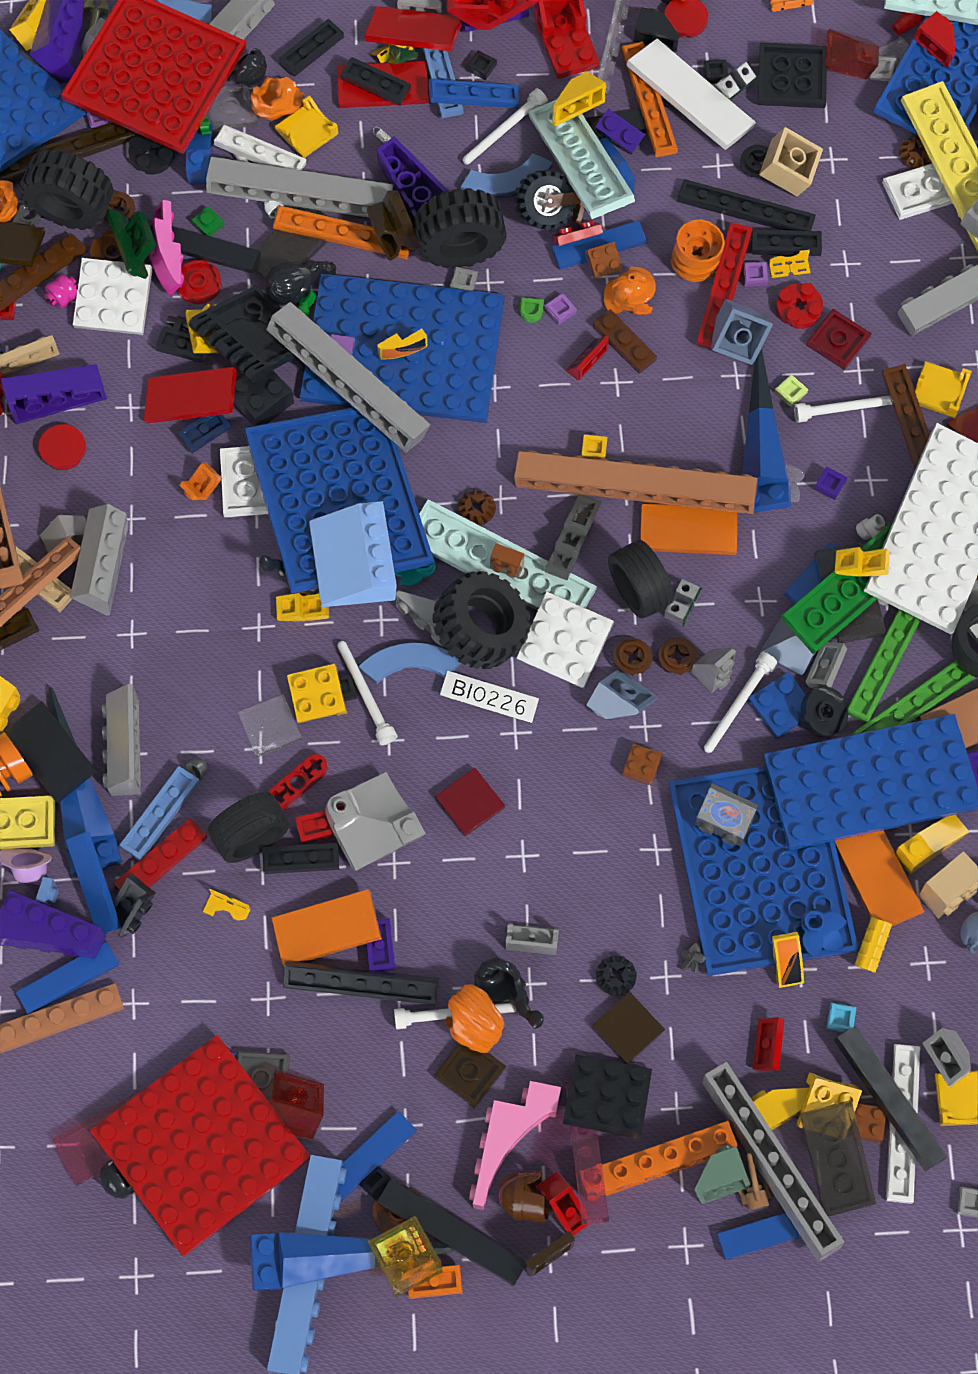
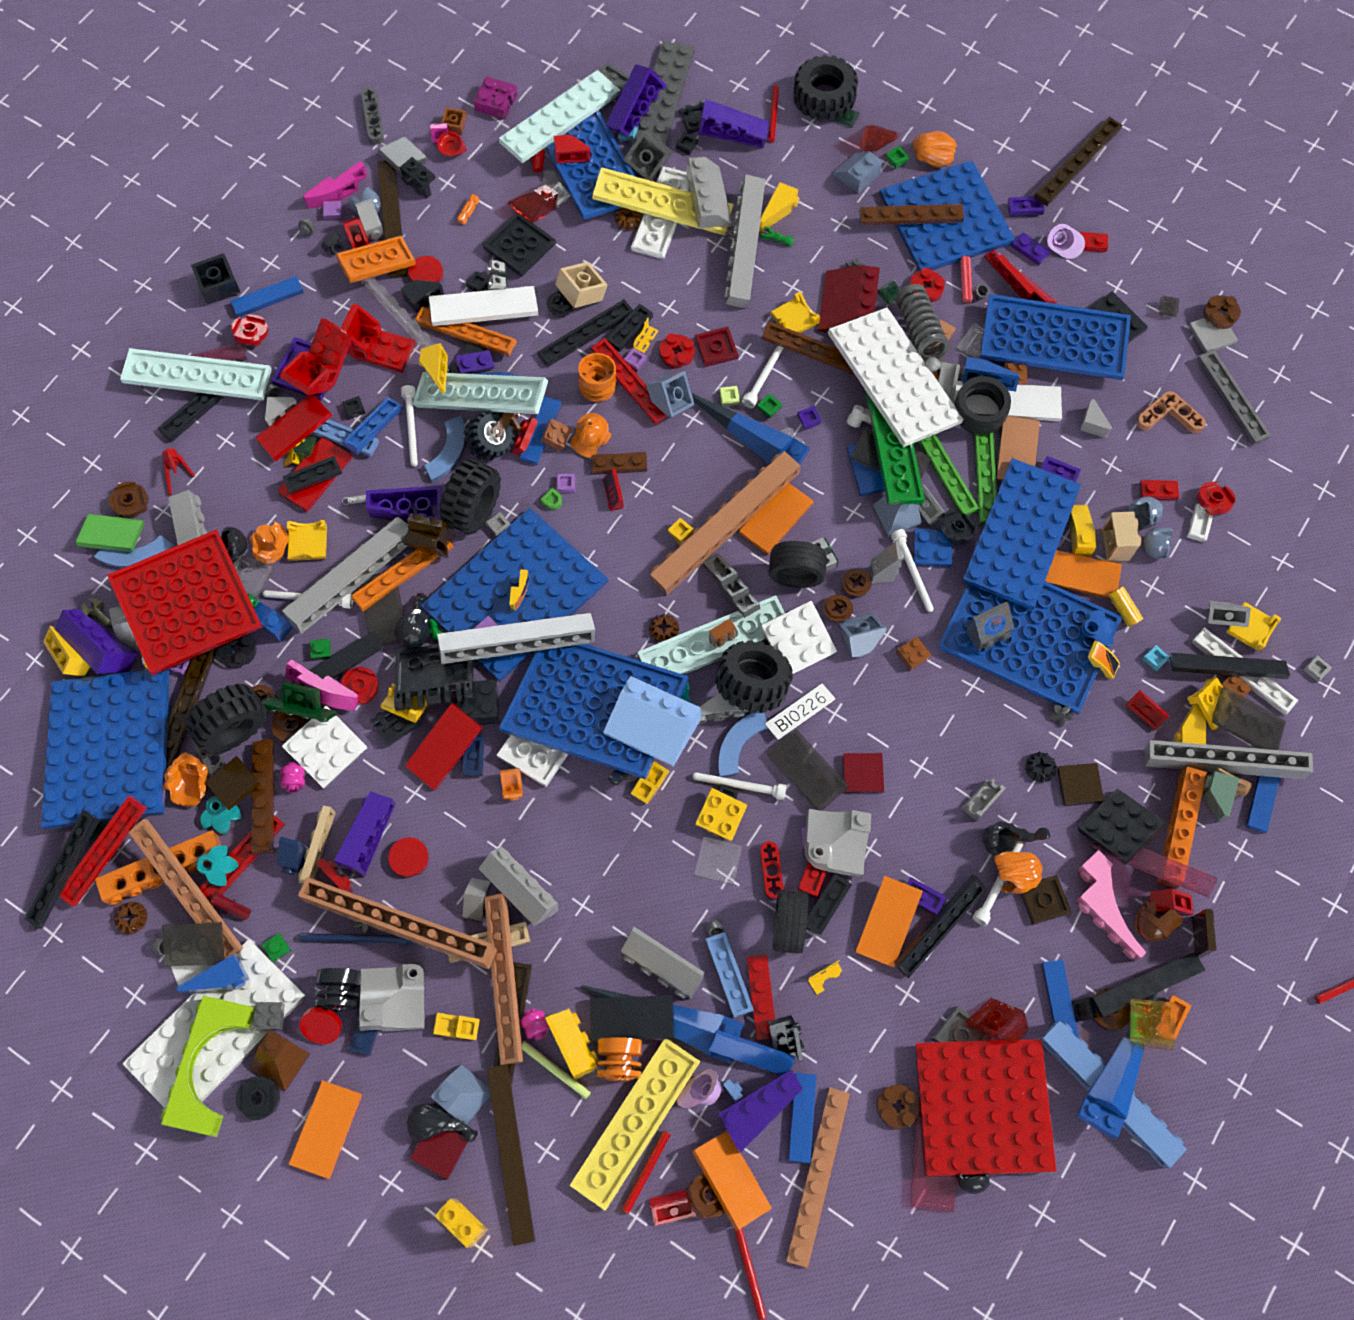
camera: 55 degrees left, 0 degrees up
(131, 1053) = (888, 1113): none -> reddish brown plate
(256, 149) = (296, 581): white tile -> none
(311, 47) = (249, 497): black plate -> none
(429, 746) = (807, 770): none -> clear smoke tile
(811, 435) = (769, 406): none -> green plate
(859, 563) = (889, 433): yellow slope -> none

